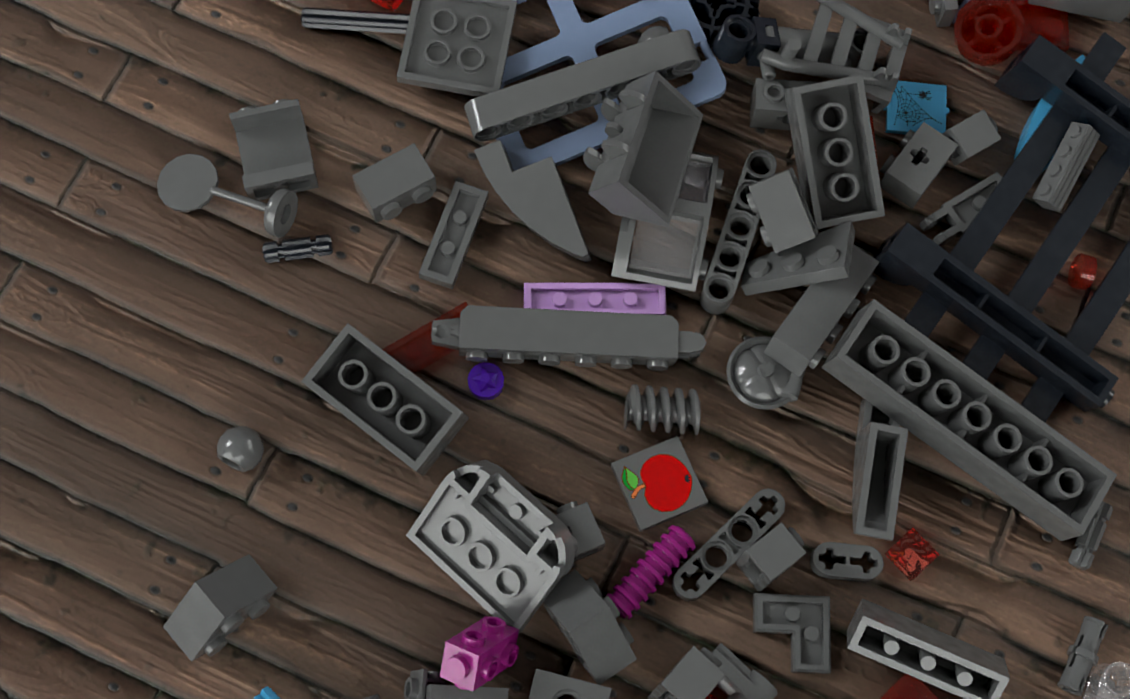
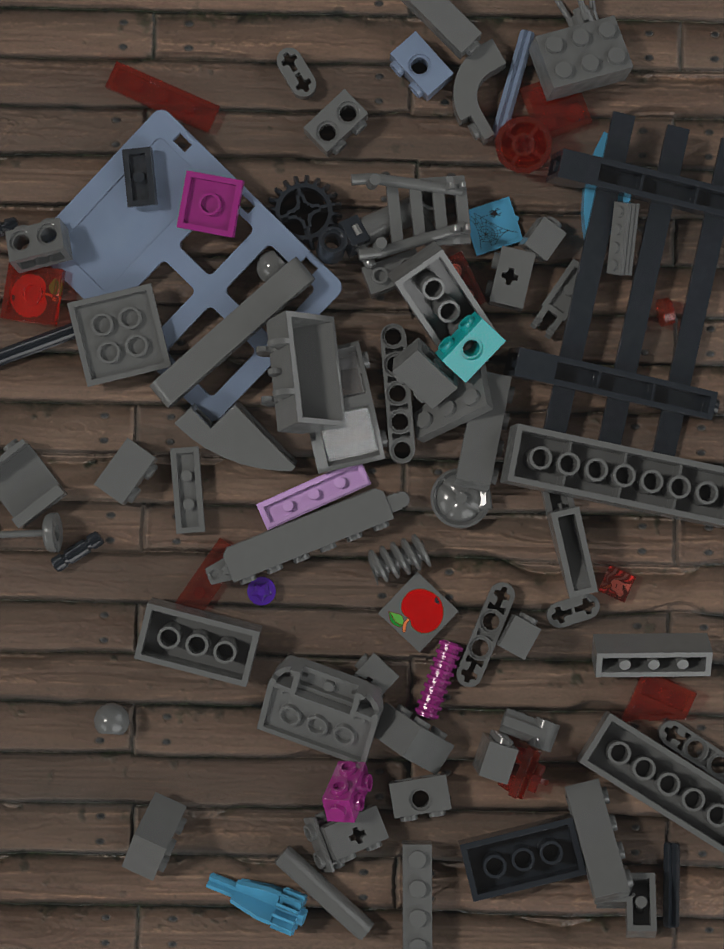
camera: 20 degrees left, 15 degrees up
(807, 623) = (557, 663): dark grey tile -> none
(869, 198) = (468, 362): none -> teal brick

